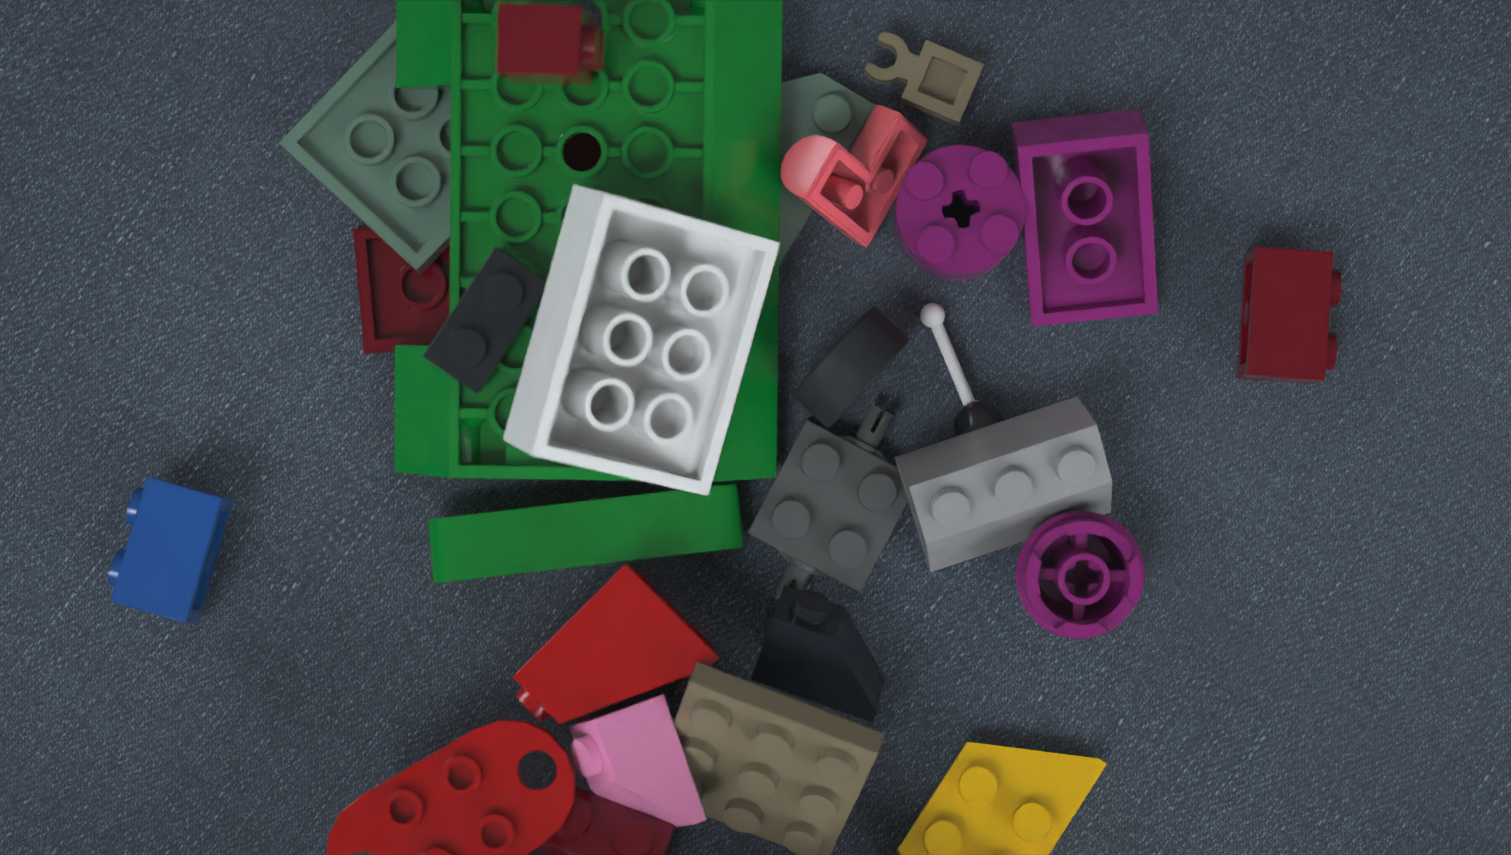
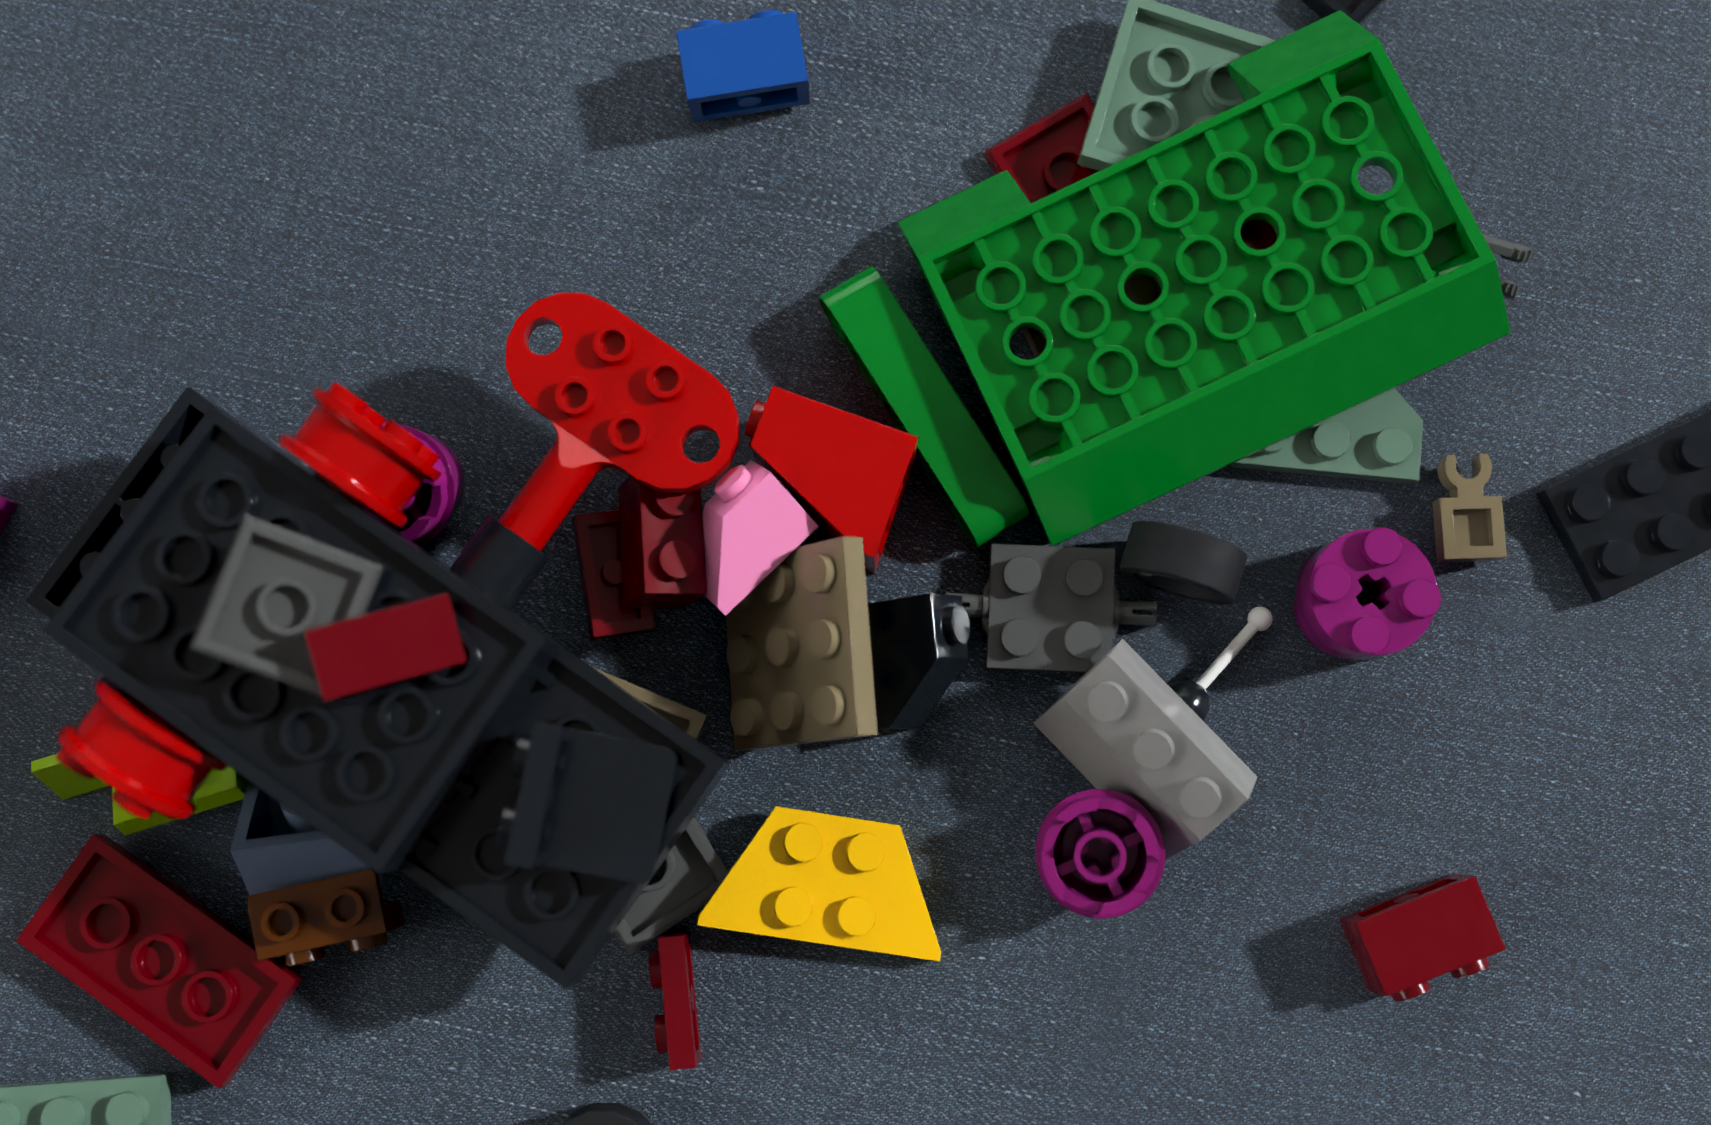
camera: 65 degrees right, 5 degrees down
(487, 320) = (1072, 221): black plate -> none
(548, 44) = (1347, 142): dark red brick -> none
(640, 342) = (1124, 357): white slope -> none
(859, 185) = (1342, 493): coral brick -> none
(1087, 217) = (1417, 713): magenta slope -> none

